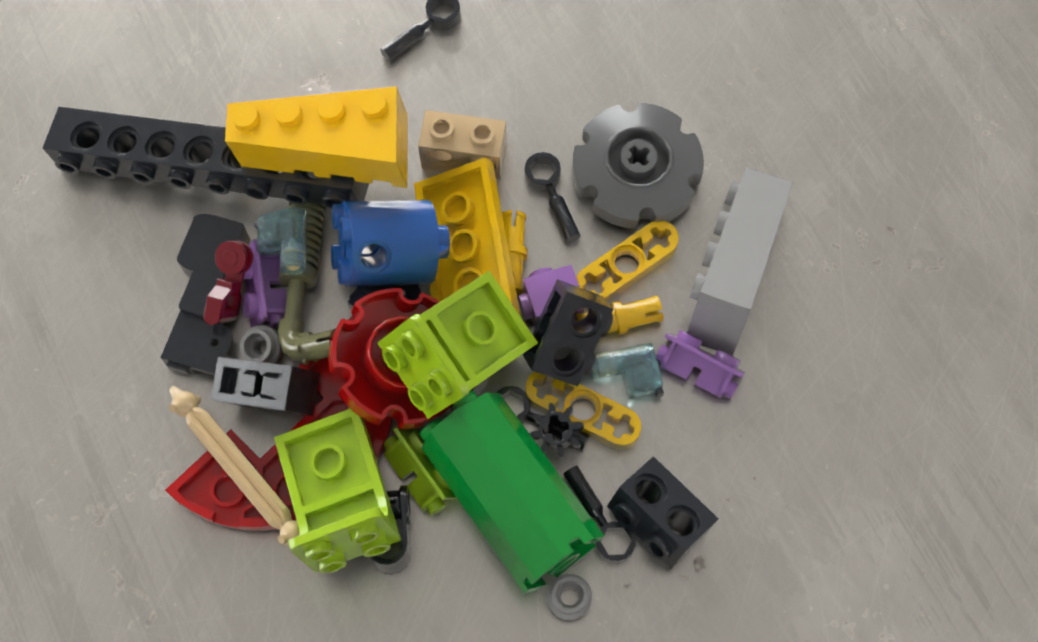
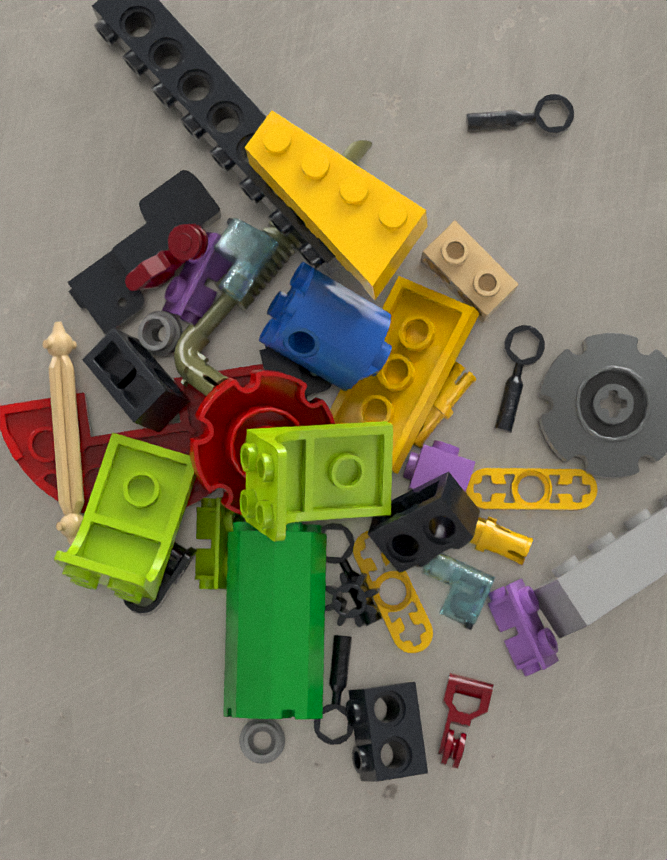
camera: 30 degrees right, 15 degrees up
(716, 491) = (449, 746): none -> dark red piece

